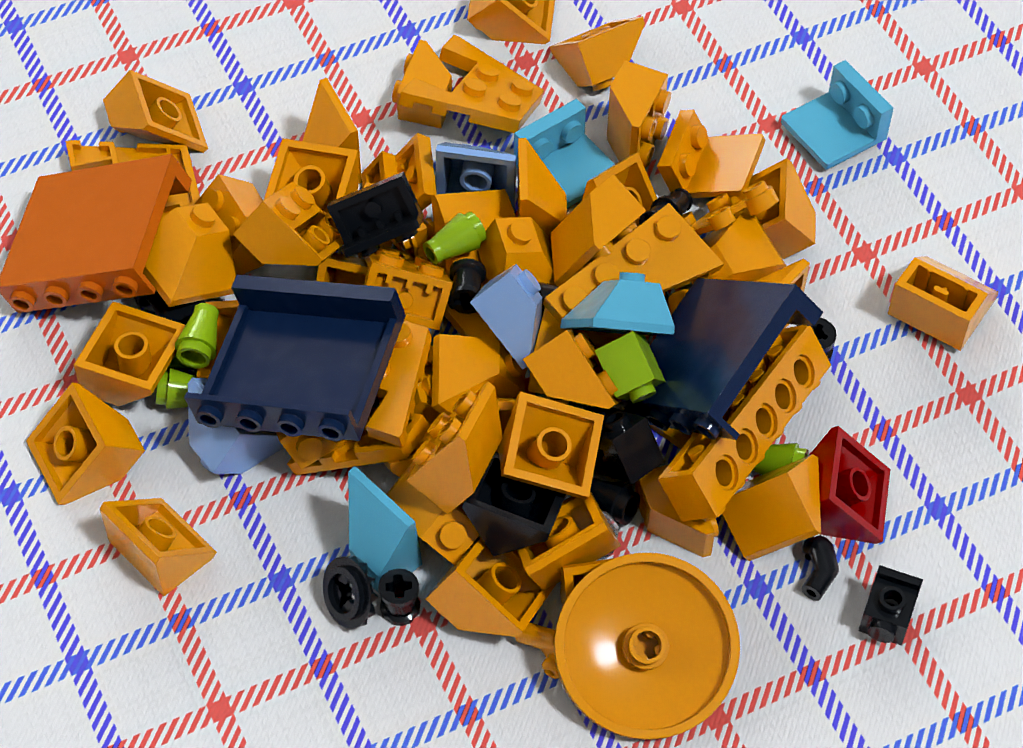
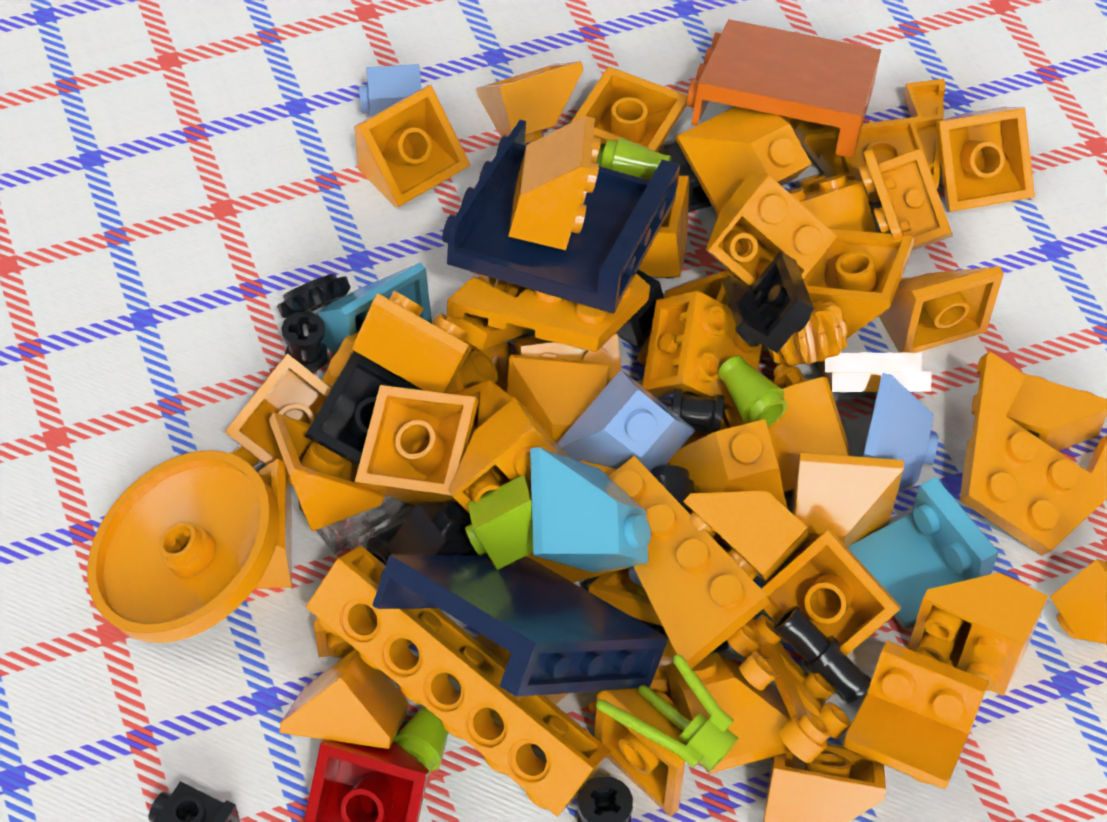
camera: 95 degrees right, 0 degrees up
(82, 562) = (388, 86): none -> light blue brick
(224, 154) = (907, 198): none -> light orange bracket
(285, 344) = (554, 185): none -> light orange slope
(782, 247) = (705, 738): none -> lime plant
(825, 565) = (273, 767): black arm -> none

